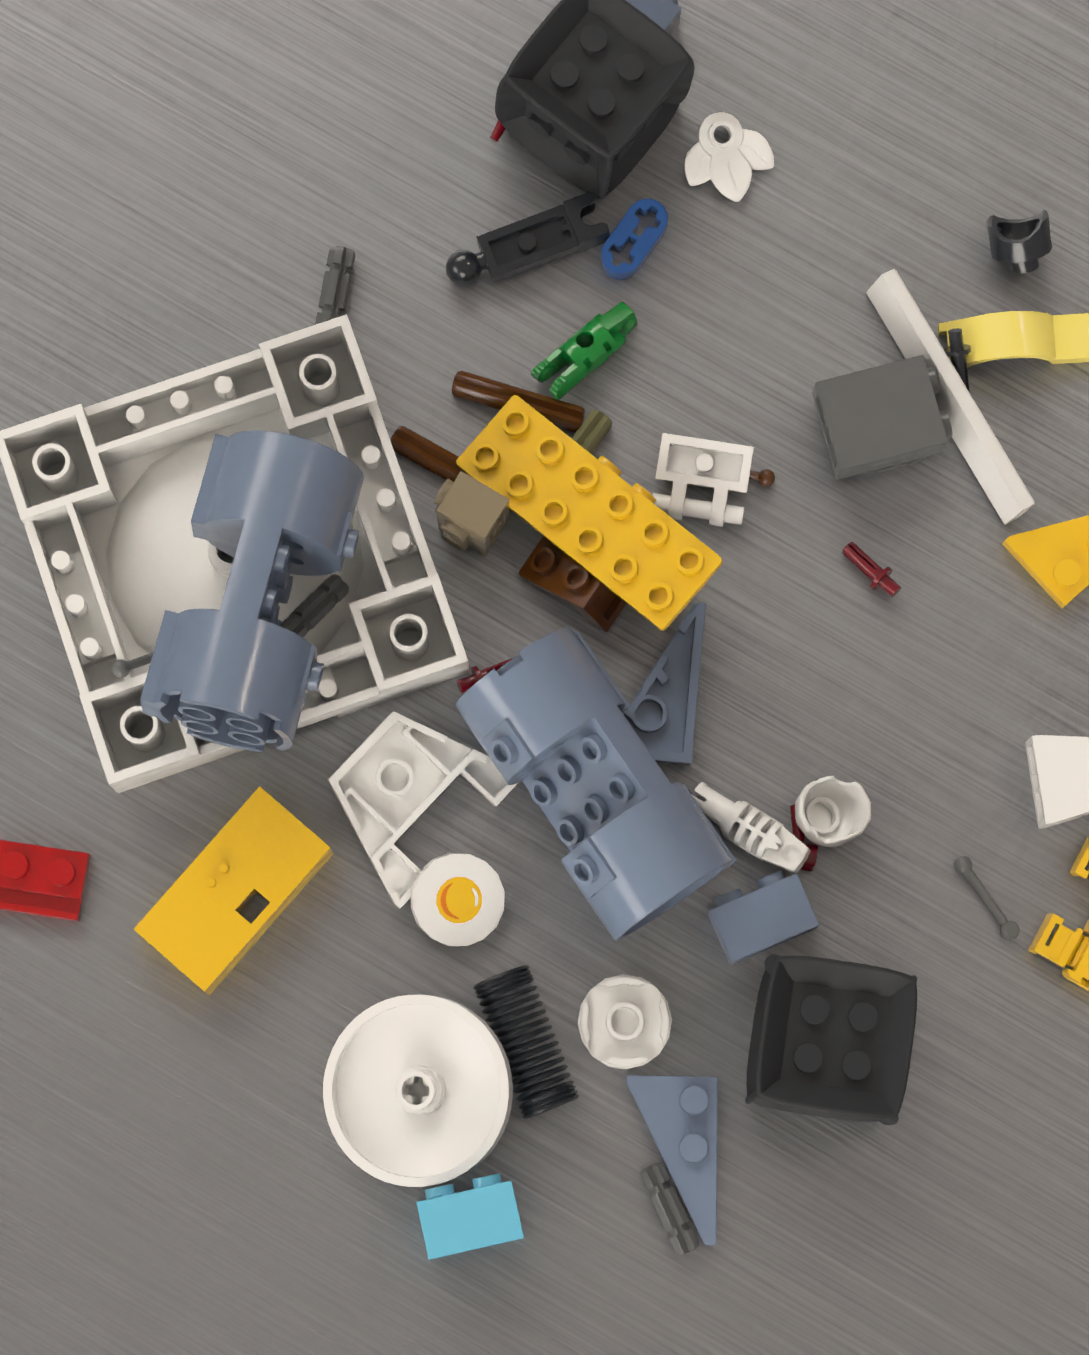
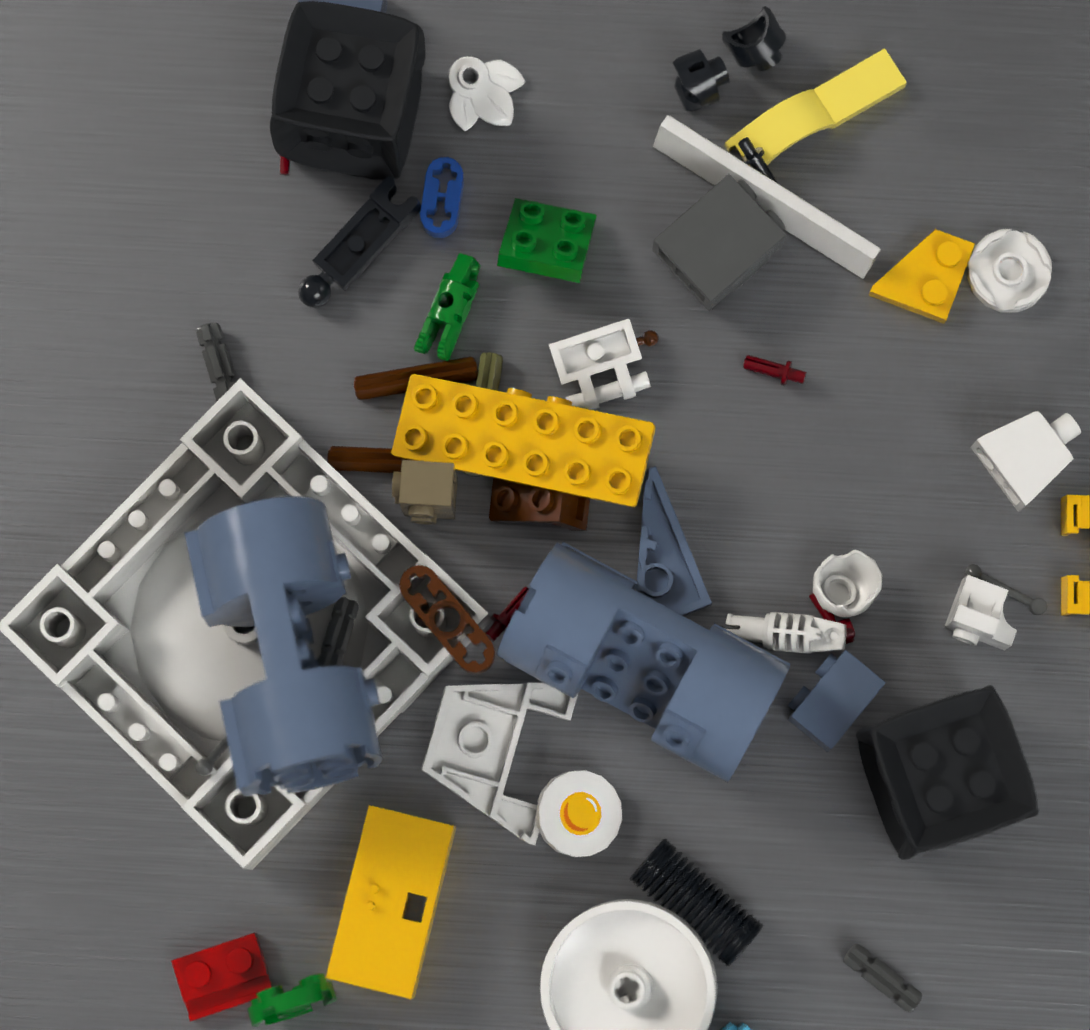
camera: 20 degrees left, 0 degrees up
(89, 938) = (277, 1006): none -> green plate
(405, 615) = (436, 586): none -> reddish brown beam
(624, 1021) = (766, 843): white tile -> none
(684, 1128) = (859, 903): sand blue wing -> none
(713, 331) = (546, 240): none -> green plate
(944, 249) = (699, 78): none -> black piece
(946, 908) = (979, 614): none -> white brick

